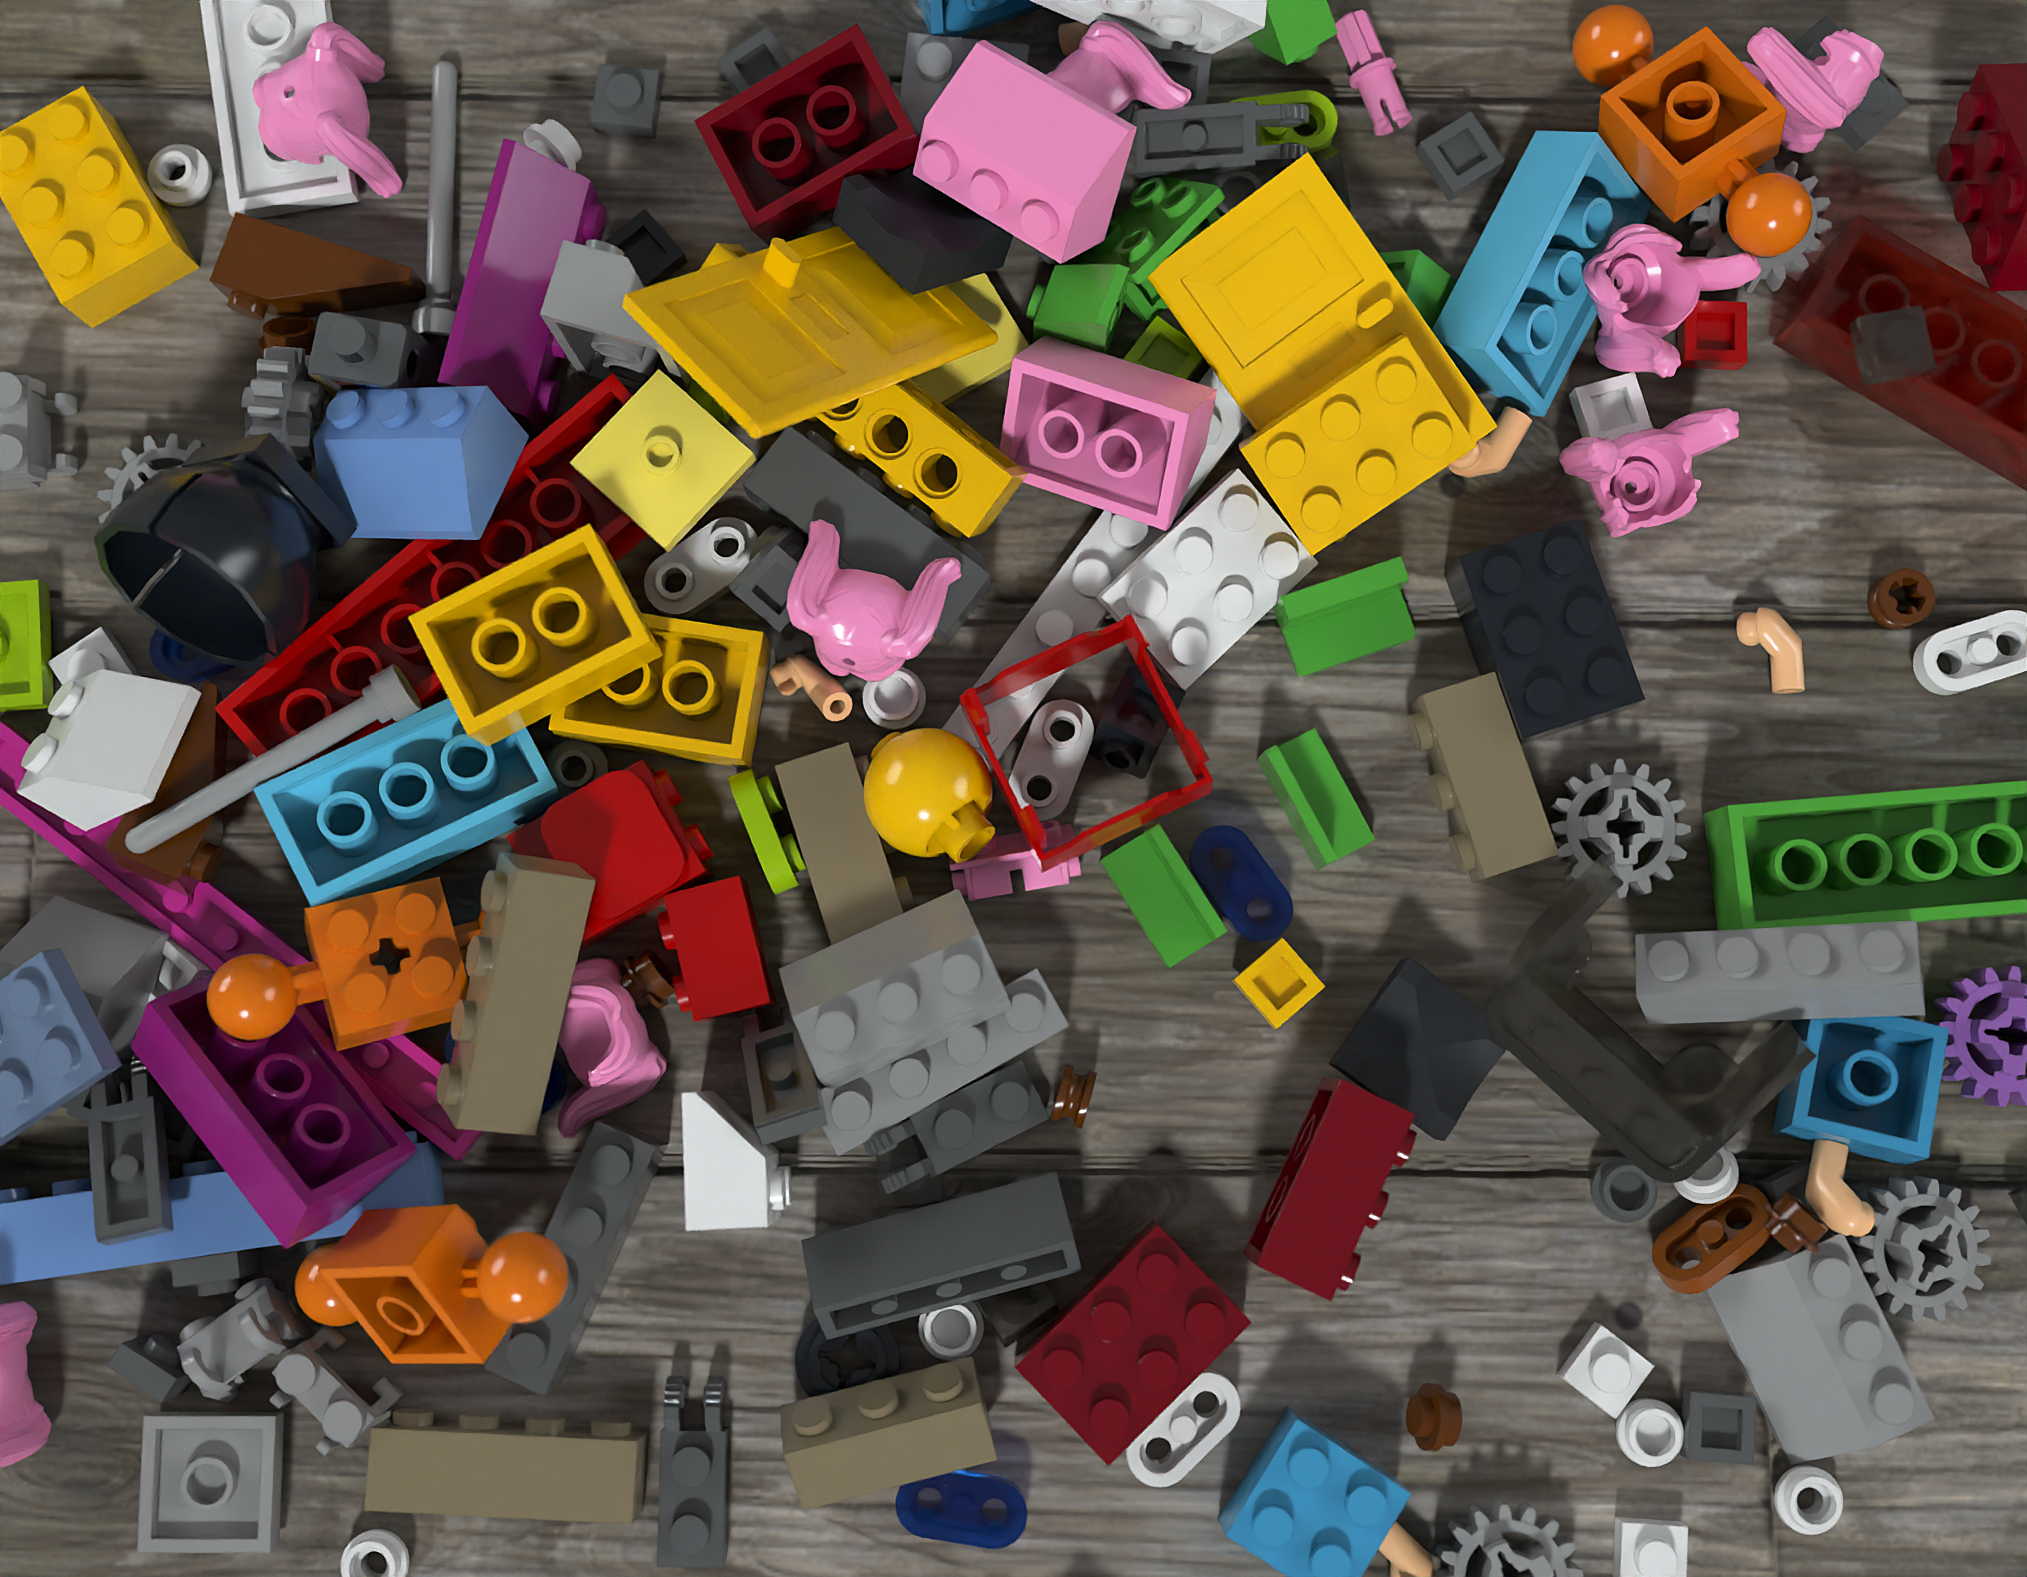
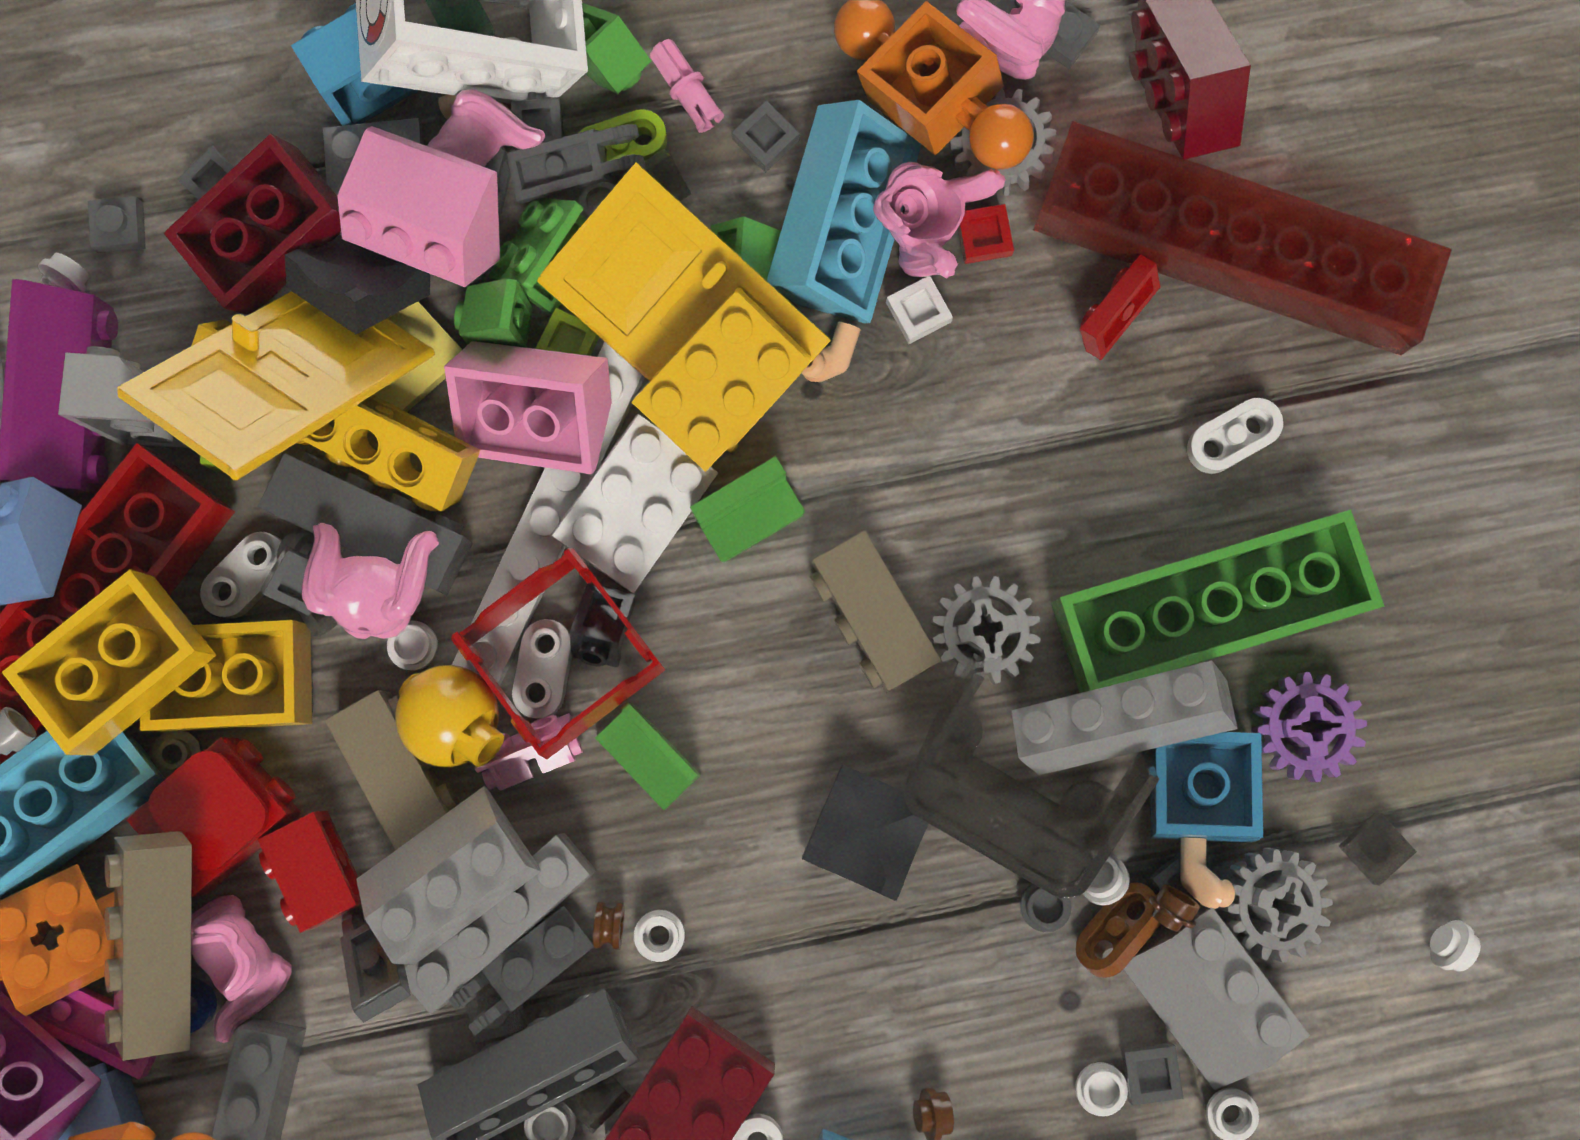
camera: 10 degrees left, 0 degrees up
(648, 249) = (149, 340): black plate -> none
(648, 980) = (262, 905): reddish brown plate -> none
(663, 460) = (186, 505): light yellow plate -> none
(727, 1169) = (341, 1048): white slope -> none
(777, 854) = (321, 756): lime plate -> none
(819, 685) = (353, 649): light nougat arm -> none
(1153, 1122) = (650, 949): none -> white plate
(1244, 880) = (706, 733): clear blue plate -> none
(1278, 983) = (749, 804): yellow plate -> none
(1315, 798) = (752, 654): bright green panel -> none
(1331, 1188) = (816, 959): dark red brick -> none
(1545, 629) = (899, 490): black brick -> none
(1605, 1370) = (1058, 1048): white plate -> none
(1653, 463) = (957, 340): bright pink hair -> none
(1780, 642) = (1083, 459): light nougat arm -> none
(1879, 449) = (1128, 296): none -> red plate
(1892, 345) = (1115, 217): clear smoke plate -> none
(1918, 591) = (1180, 398): reddish brown bush -> none

